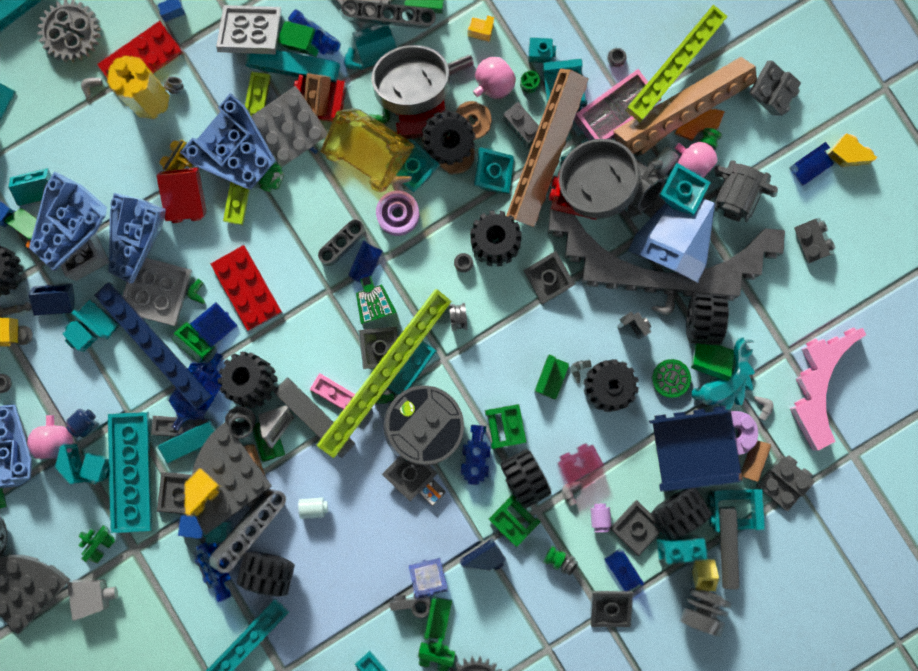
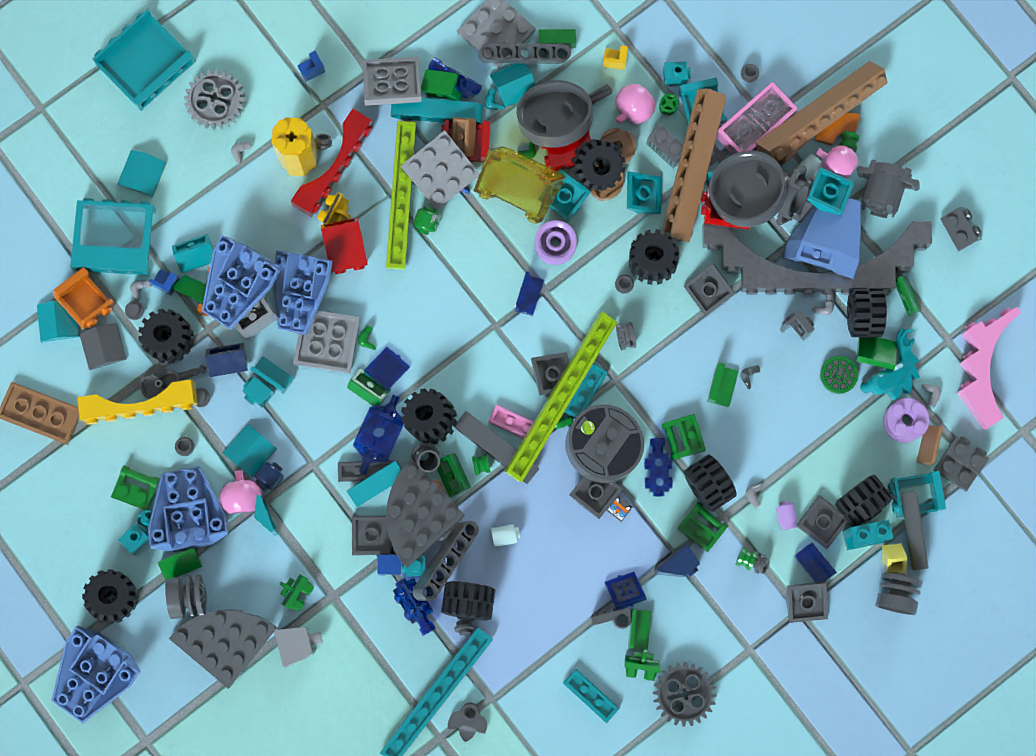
camera: 10 degrees left, 5 degrees down
(66, 394) = (249, 450): none -> teal slope
(94, 468) = (287, 519): teal brick -> none
(129, 472) = (321, 519): teal plate -> none
(152, 46) = (297, 103): red plate -> none
(153, 345) = (332, 393): dark blue plate -> none
(156, 139) = (310, 195): none -> red arch
(198, 491) = (398, 522): yellow slope -> none
(231, 146) = (388, 194): medium blue wedge -> none
(246, 288) = (415, 329): red plate -> none
(260, 599) = (464, 627): none -> dark grey plate
(274, 424) = (459, 456): light grey slope -> none
(296, 433) = (481, 464): none -> green wheel
(344, 233) = (508, 268): dark grey beam -> none
(373, 301) = (541, 330): torso -> none
(398, 181) = (551, 214): light grey animal -> none
(591, 462) = (754, 474): clear pink brick -> none
(598, 388) = (770, 390): black wheel -> none
(676, 63) = (808, 73): lime plate -> none
(697, 449) = (871, 438): dark blue panel -> none
(751, 304) = (907, 295): none -> green slope
(775, 89) = (906, 88): dark grey plate -> none
(812, 164) = (950, 156): clear blue panel -> none
(850, 152) = (985, 141): yellow slope -> none

